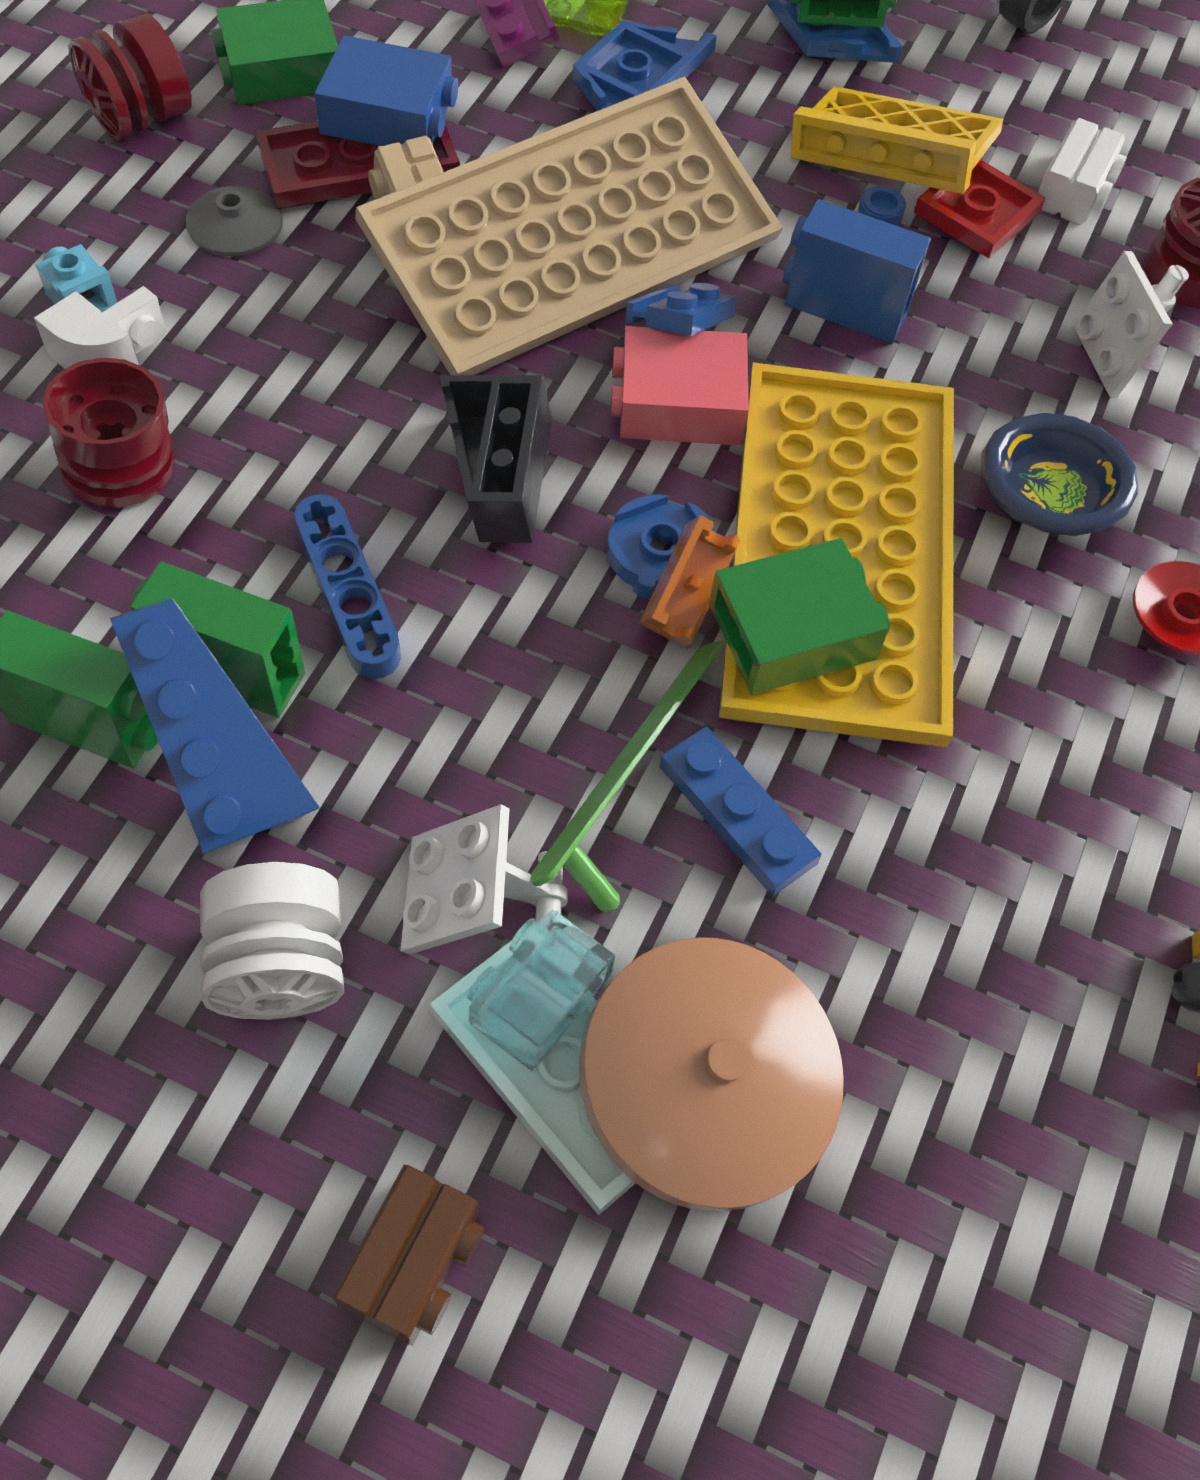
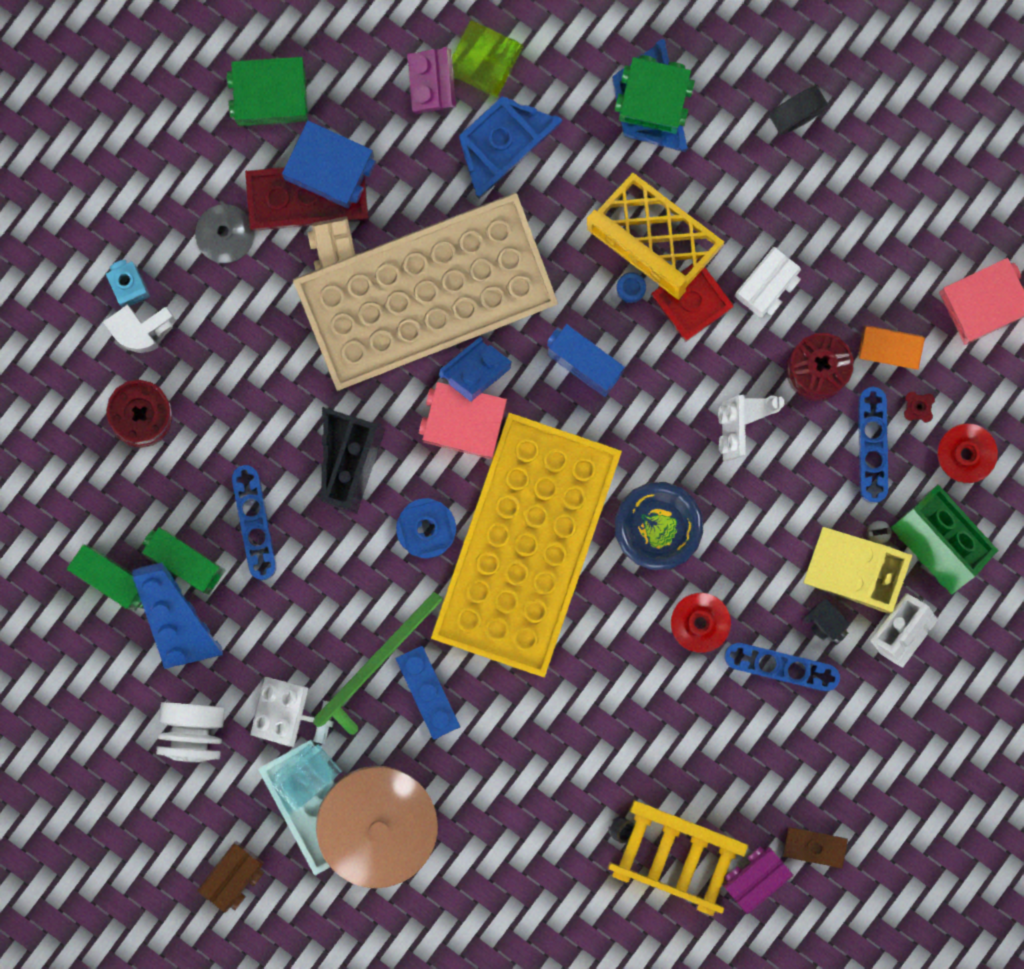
camera: 20 degrees right, 25 degrees up
(130, 75) = (171, 123): dark red wheel -> none
(687, 582) = (430, 565): orange hinge -> none
(798, 615) = (481, 599): green brick -> none

